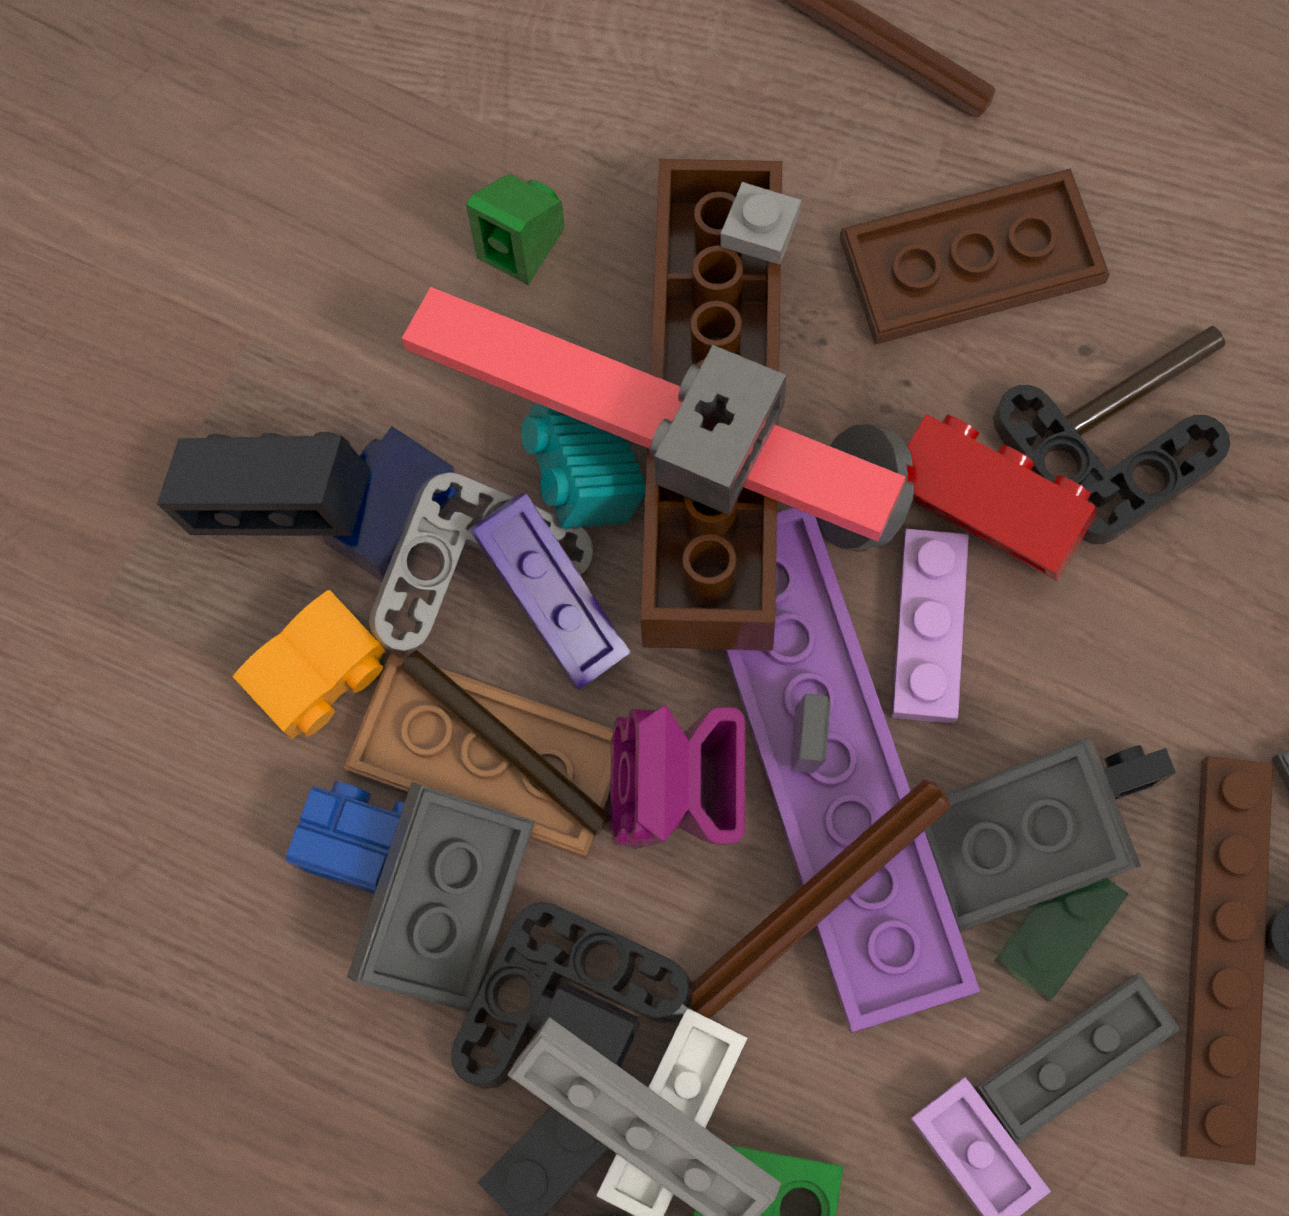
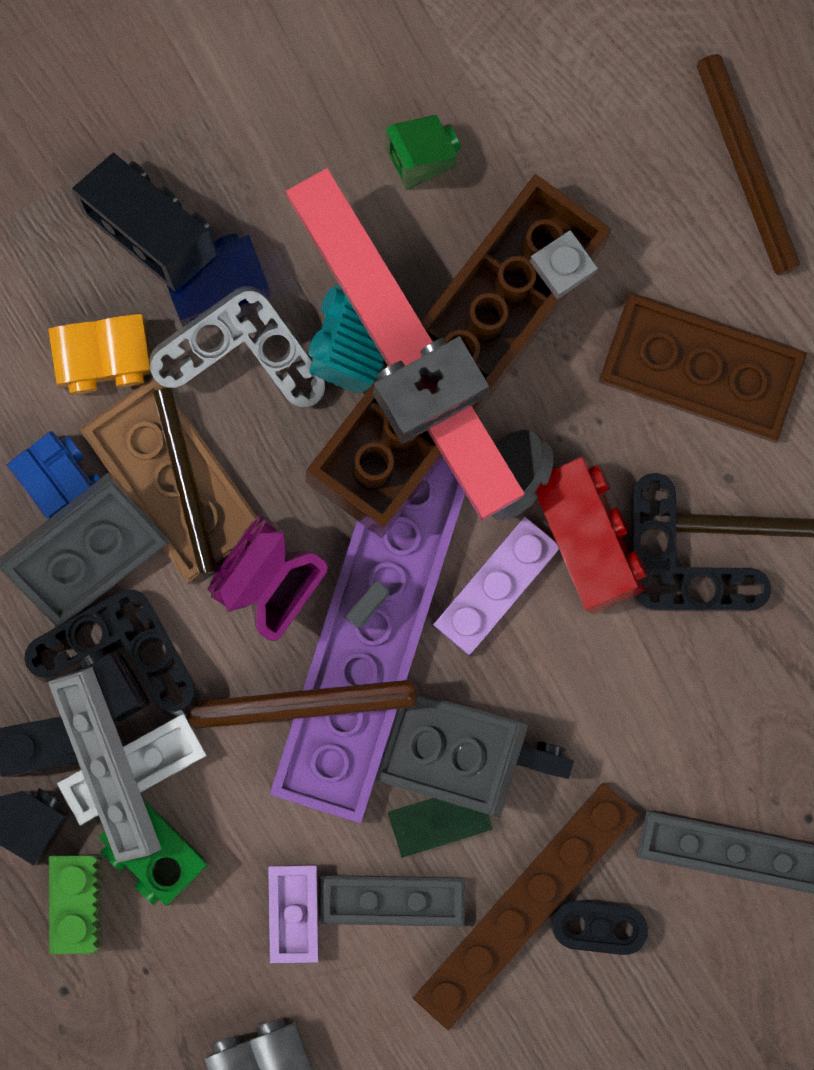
camera: 30 degrees right, 10 degrees up
(549, 590) = (274, 407): plate -> none

